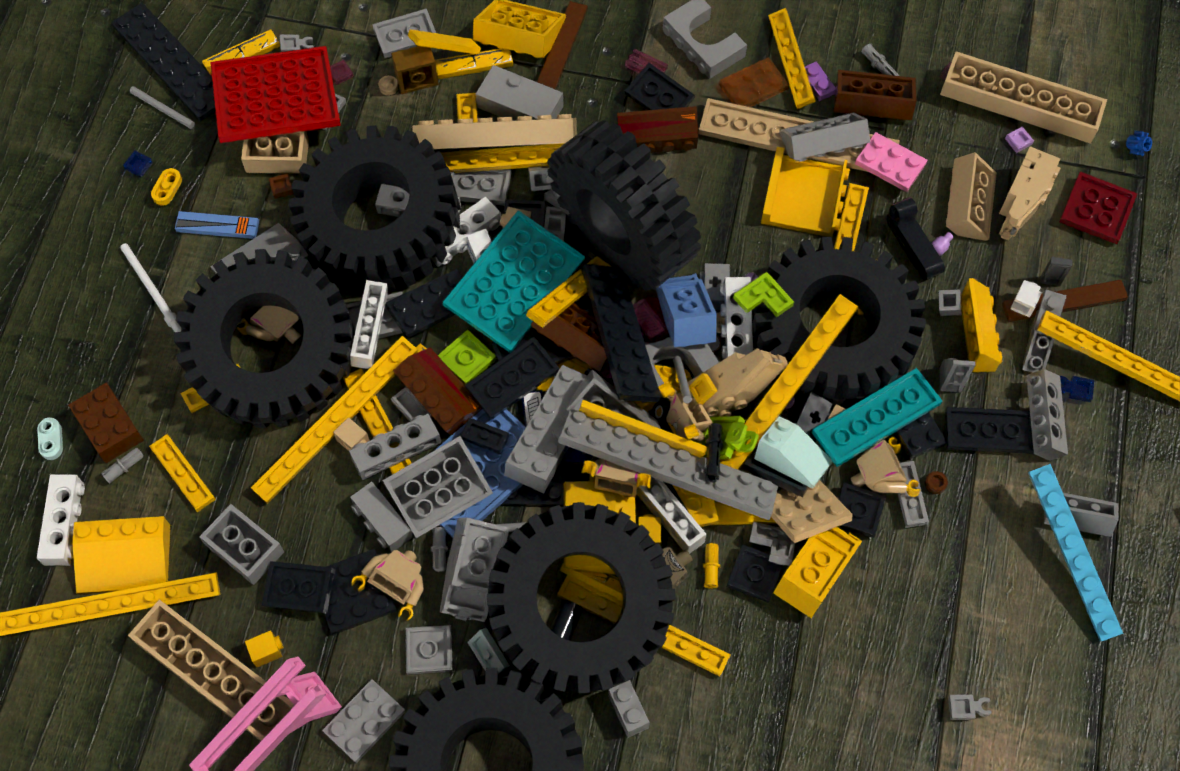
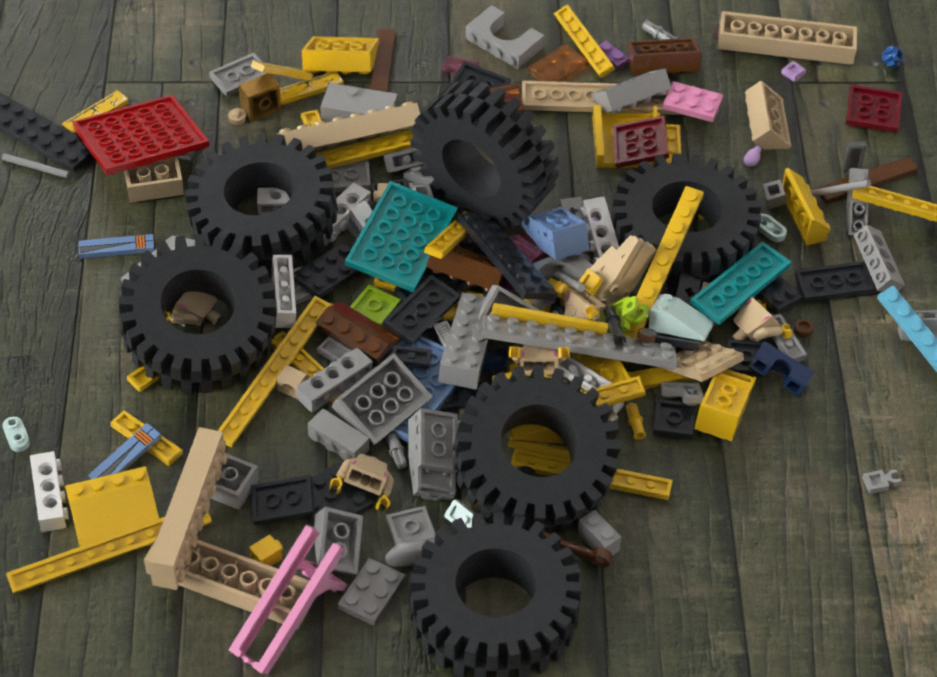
camera: 15 degrees left, 15 degrees down
(106, 422) = (66, 410): reddish brown brick -> none
(122, 465) = (90, 441): light grey axle -> none
(138, 163) = (28, 210): clear blue plate -> none
(152, 491) = (128, 452): none -> medium blue tile
(166, 188) = (61, 224): yellow plate -> none
(170, 317) = (97, 323): white bar -> none
(182, 590) = (187, 509): none -> tan brick
(281, 186) = (166, 206): reddish brown plate -> none
(292, 42) = (141, 96): light grey plate -> none
(340, 72) = (193, 112): clear pink tile -> none
(340, 657) = (342, 529): none -> light grey slope
(415, 683) = (405, 552): none -> light grey piece
(615, 735) = (598, 556): none -> reddish brown piece
(689, 535) = (620, 391): none -> yellow tile
(748, 469) = (646, 335): none -> tile
(764, 290) = (621, 200): lime plate -> none
(816, 205) = (640, 141): none -> dark red plate
(907, 547) = (794, 373): none -> dark blue arch
(913, 239) = (719, 148): black beam -> none
(935, 344) = (772, 229): none -> light aqua plate
(954, 374) = (795, 240): light grey slope -> none
(1026, 298) = (836, 177): white window -> none
(1027, 314) = (840, 188): none -> light grey bar
(1028, 190) = (813, 103): tan piece -> none
(1078, 388) = (898, 239): clear blue plate -> none

